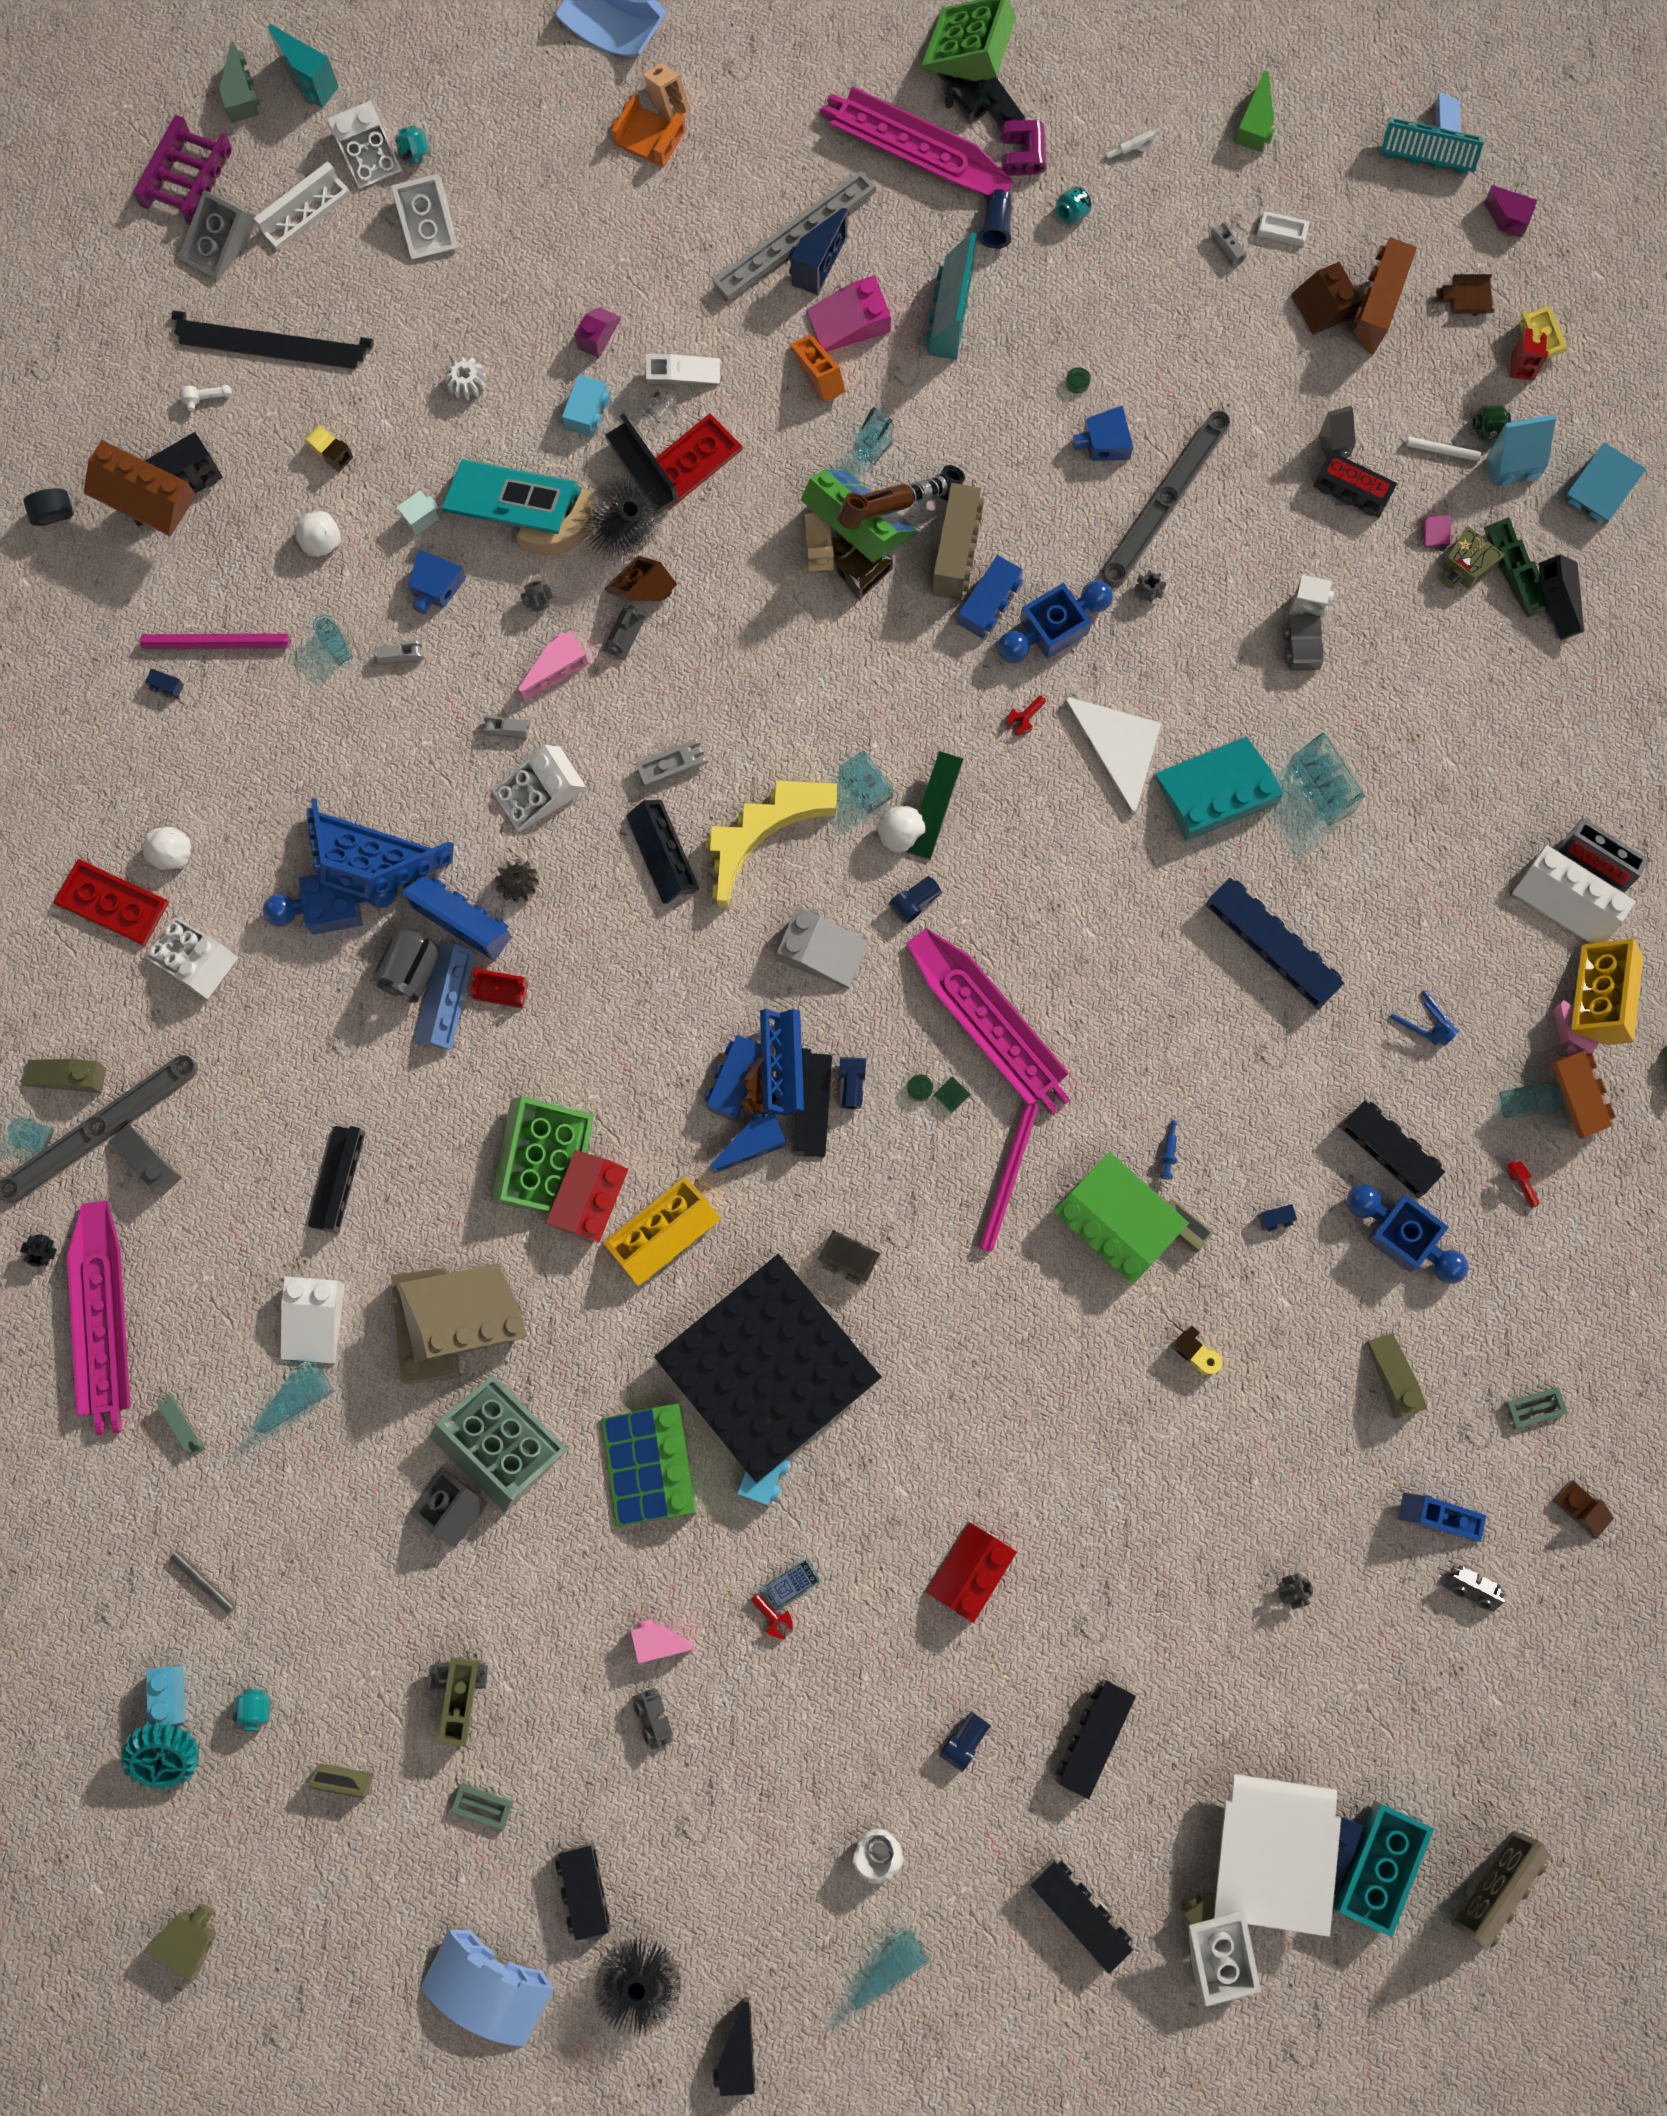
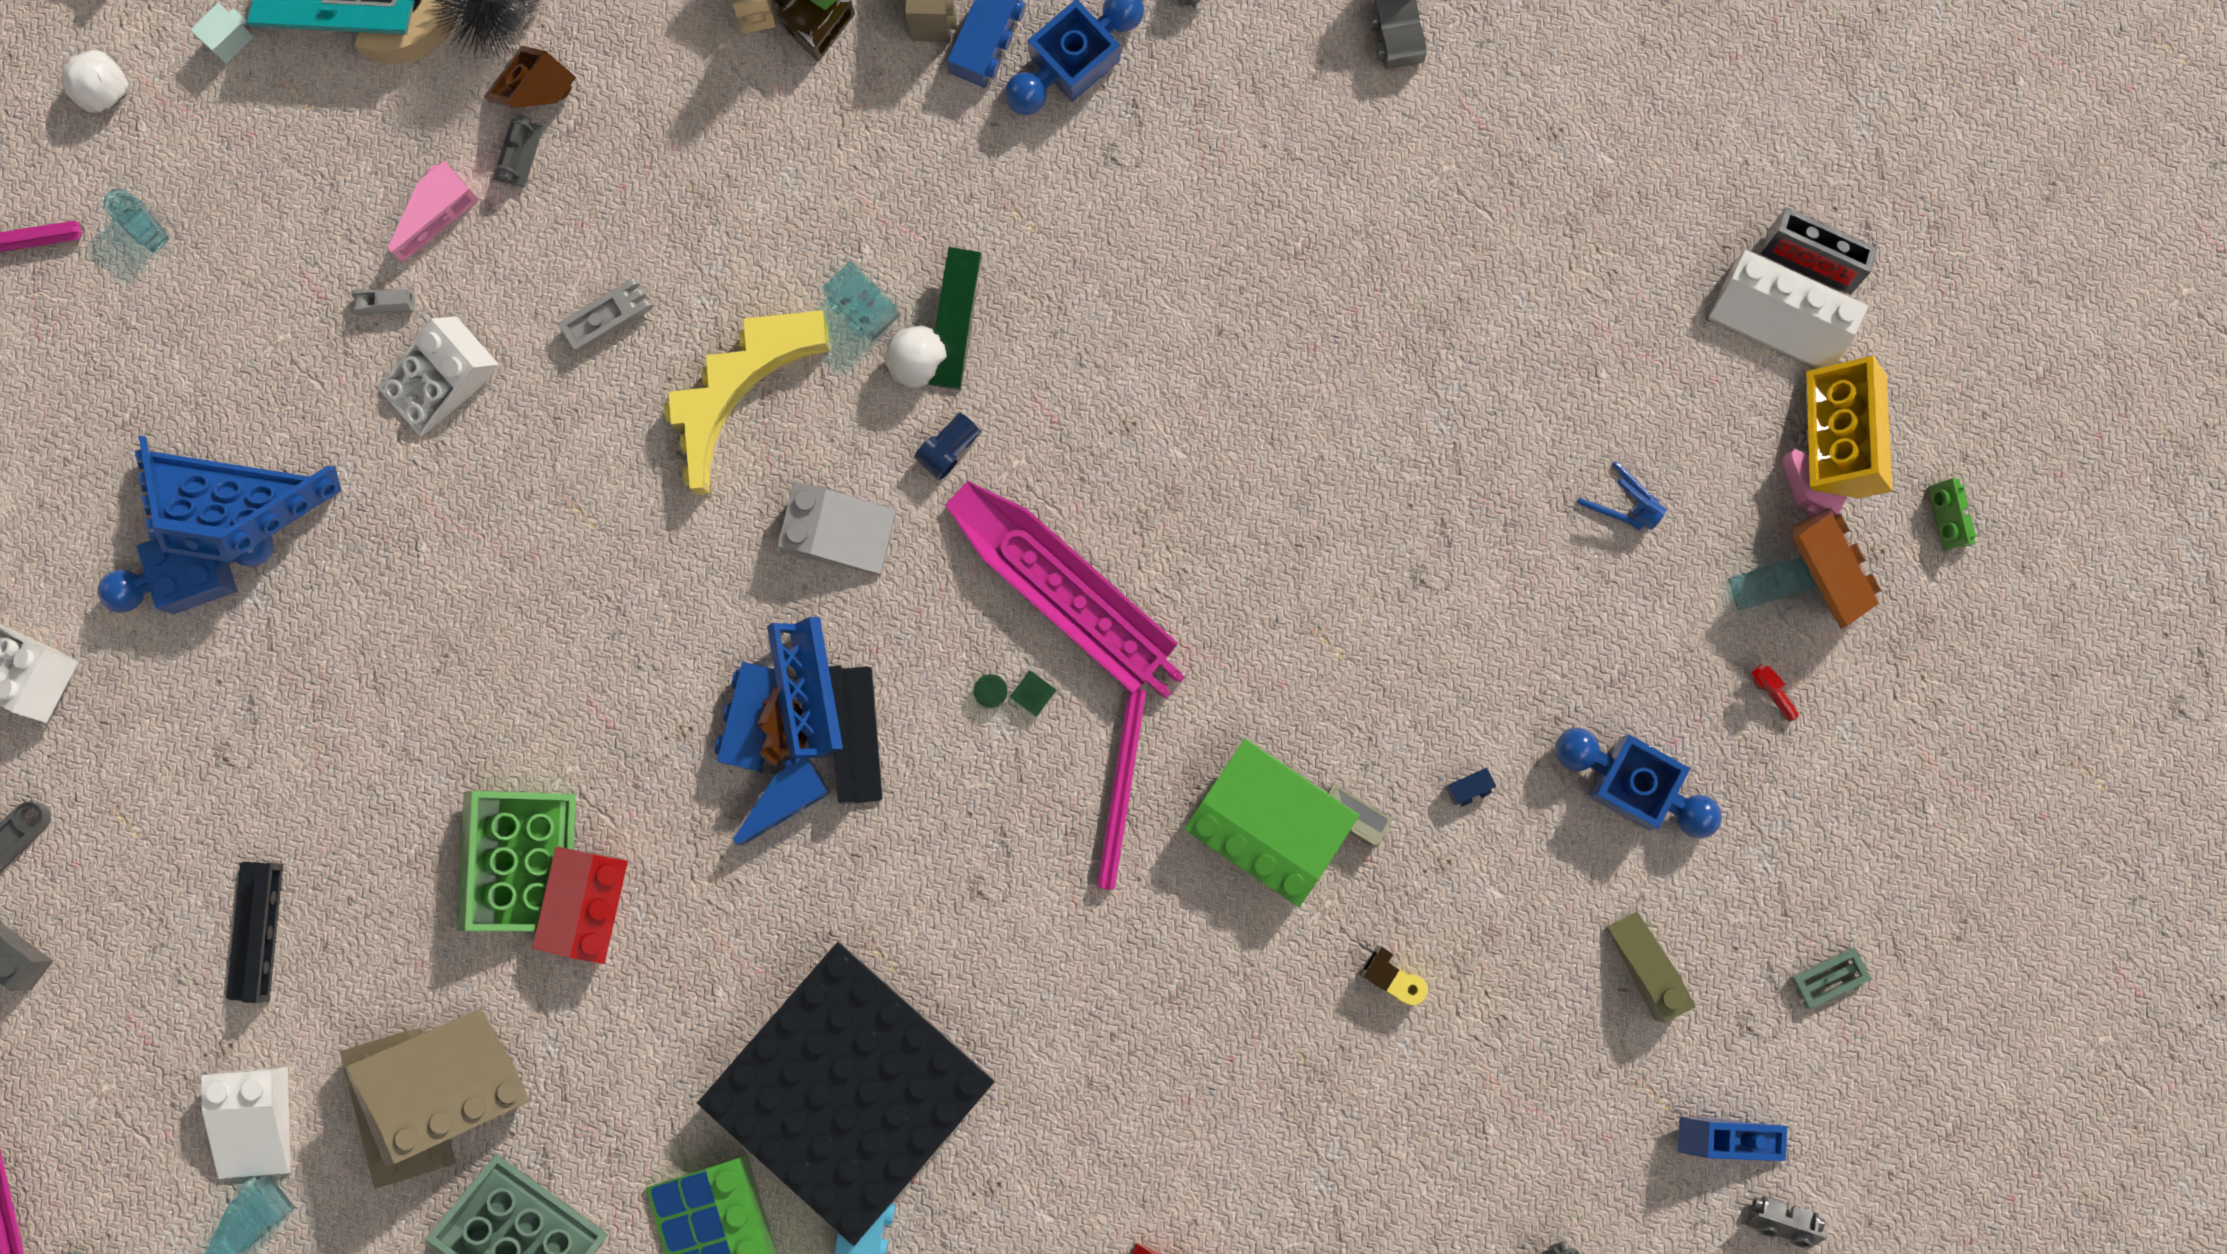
camera: 10 degrees left, 5 degrees up
(396, 654) = (224, 224): light grey bar -> none
(406, 964) = (297, 637): dark grey cylinder -> none
(434, 581) = (257, 121): blue torso -> none
(444, 997) = (357, 669): medium blue panel -> none
(457, 916) = (355, 562): blue slope -> none
(499, 988) = (426, 648): red hinge -> none
(518, 889) = (429, 489): clear smoke gear -> none
(536, 596) = (394, 120): dark grey gear -> none
(661, 850) = (611, 432): black panel -> none
(662, 1230) = (685, 933): yellow slope -> none
(849, 1258) = (931, 929): clear smoke brick -> none
(852, 1076) = (900, 691): dark blue piece -> none
(1025, 716) = (1055, 182): red bar -> none
(1121, 743) = (1184, 200): white tile -> none
(1169, 1153) = (1321, 724): blue piece -> none
(1218, 788) = (1316, 238): teal slope -> none
(1274, 943) = (1417, 431): dark blue brick -> none
(1326, 780) = (1452, 208): clear light blue slope -> none
(1392, 1148) = (1604, 675): black brick -> none
(1586, 1511) = (1907, 1097): reddish brown slope -> none

